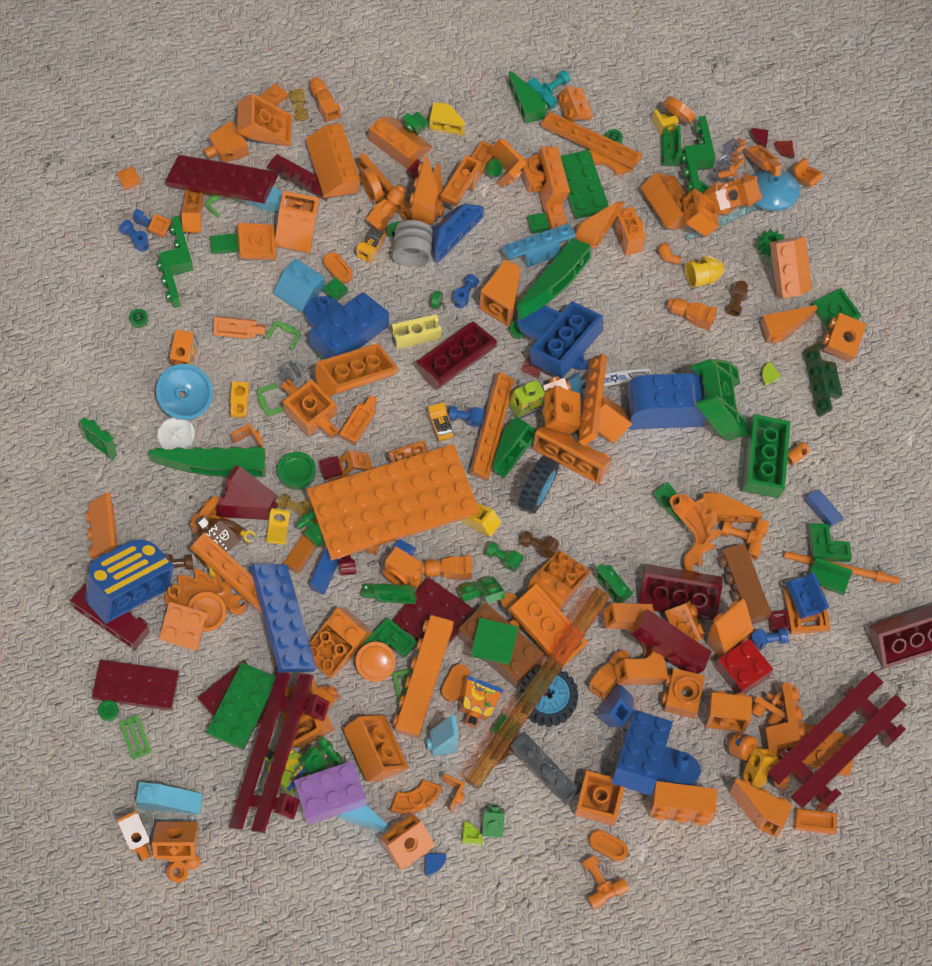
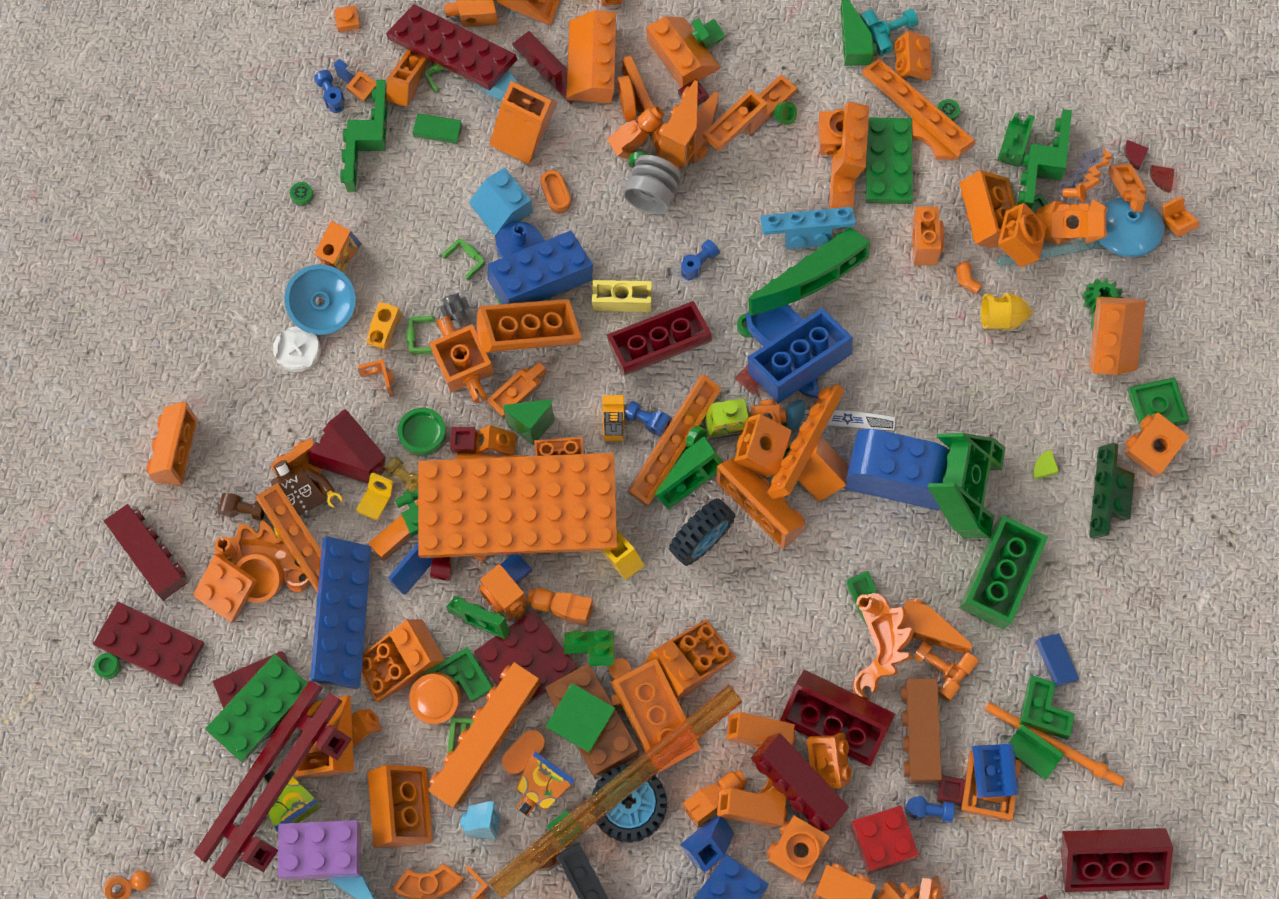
camera: 25 degrees right, 5 degrees up
(101, 440) = (203, 329): green plate -> none
(127, 578) = (172, 513): blue brick -> none
(129, 722) = (117, 707): bright green tile -> none
(132, 827) = (82, 820): torso -> none
(168, 799) = (137, 796): medium azure slope -> none
(175, 841) = (125, 852): orange brick -> none
(213, 461) = (330, 394): green slope -> none
(237, 327) = (411, 235): orange hinge -> none
(256, 241) = (468, 134): orange plate -> none
(315, 762) = (317, 802): green plate -> none
(335, 289) = (543, 218): green plate -> none
(371, 245) = (604, 172): light orange leg -> none
(377, 438) = (529, 418): none -> green slope
(437, 298) = (660, 262): green tile -> none
(446, 119) = (746, 37): yellow slope -> none
(455, 228) = (710, 178): blue wedge -> none
(501, 292) = (740, 274): orange slope -> none
(507, 417) = (695, 435): none -> green tile
(510, 160) = (807, 109): orange bracket -> none
(510, 560) = (640, 616): green leg -> none
(538, 223) = (817, 196): green plate -> none
(545, 547) = (689, 612): reddish brown leg -> none
(596, 227) = (883, 222): orange slope -> none
(612, 583) = (757, 682): green bracket -> none
(663, 121) = (1018, 104): yellow panel -> none
(679, 109) = (1039, 95): orange piece -> none
(695, 313) = (975, 361): orange piece -> none
(730, 629) = (881, 787): orange slope -> none
(739, 294) = (1040, 351): reddish brown leg -> none
(782, 324) = (1083, 406): orange slope -> none
(797, 453) = (1045, 579): orange piece -> none

